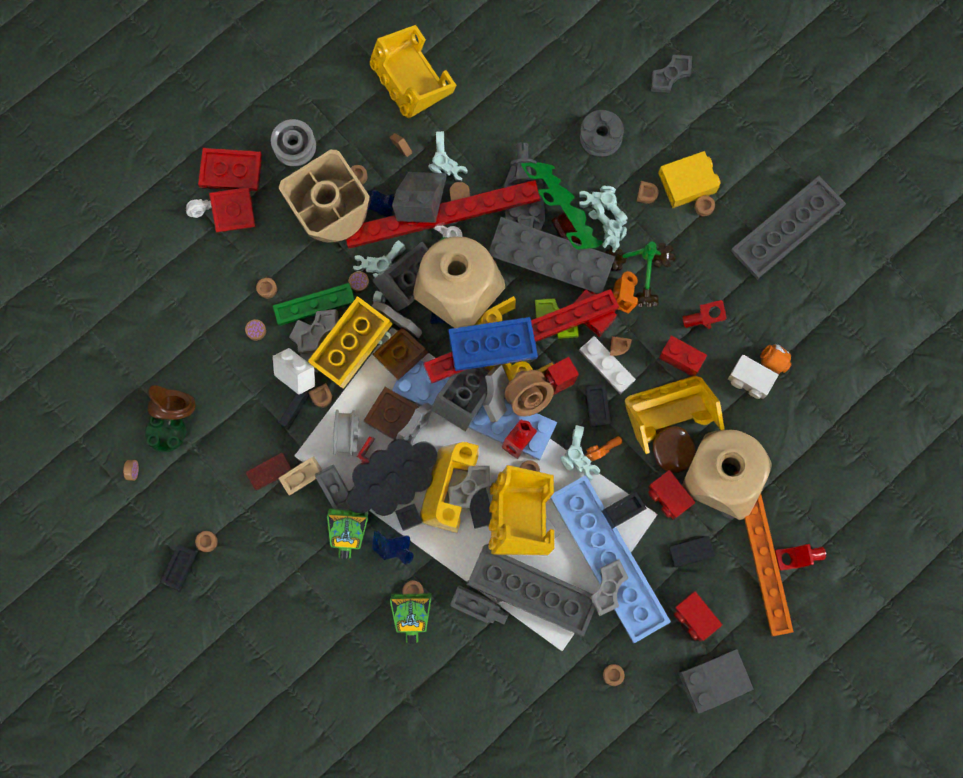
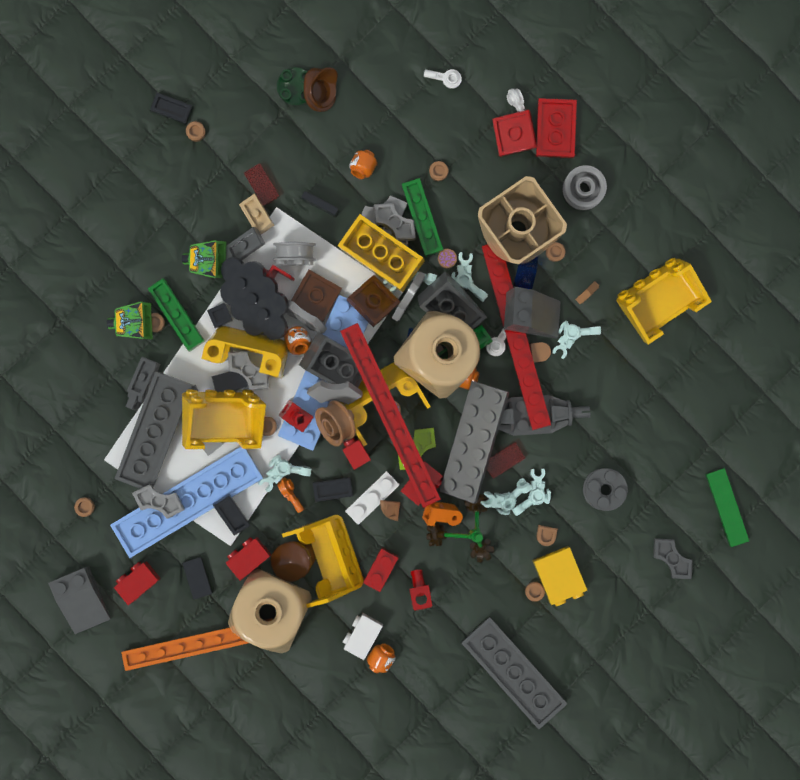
camera: 85 degrees right, 10 degrees up
(131, 470) = (258, 57): medium nougat tile -> none
(171, 272) = (450, 78): none -> white plate
(254, 363) = (363, 164): none -> orange head
(255, 330) = (396, 163): medium nougat tile -> none
(294, 371) = (353, 201): white brick -> none
(321, 396) = (334, 229): medium nougat tile -> none
(393, 547) = (191, 303): clear blue bracket -> none
(398, 571) = (176, 315): none -> green tile
(439, 433) = (297, 340): none -> orange head
(492, 344) = (377, 387): blue plate -> none
(563, 198) = (535, 451): green piece -> none
(620, 21) = (727, 507): none -> green tile
(800, 556) = (194, 678): red bracket -> none

